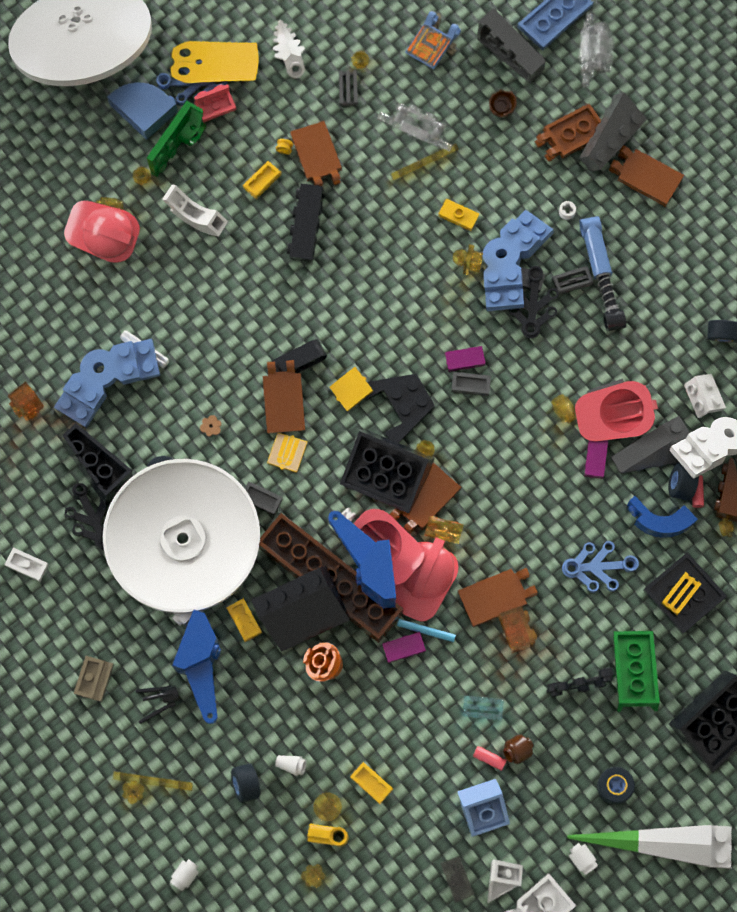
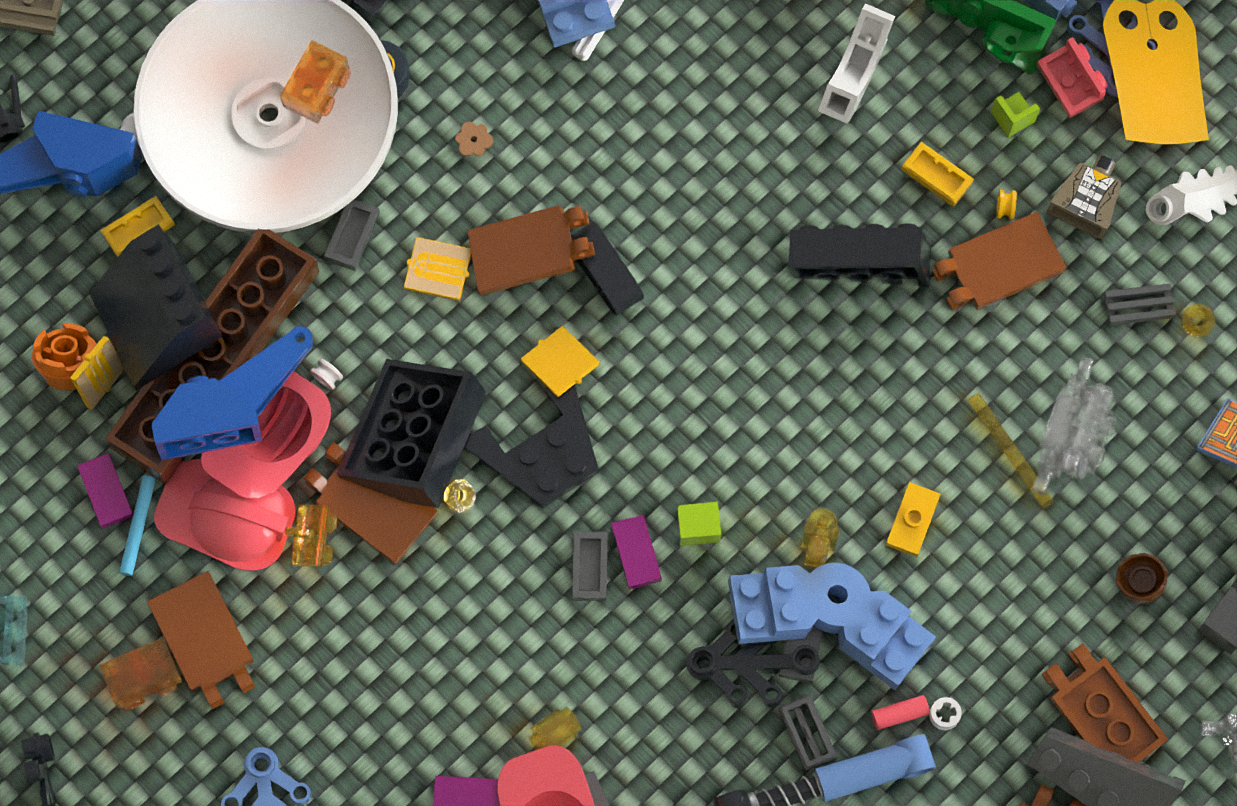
camera: 80 degrees right, 0 degrees up
(175, 501) = (315, 82): none -> clear orange brick
(231, 137) = (1014, 113): none -> lime panel
(285, 104) = (1088, 197): none -> torso
(335, 643) = (97, 372): none -> piece
(453, 321) = (699, 524): none -> lime panel
(565, 232) = (900, 712): none -> coral axle

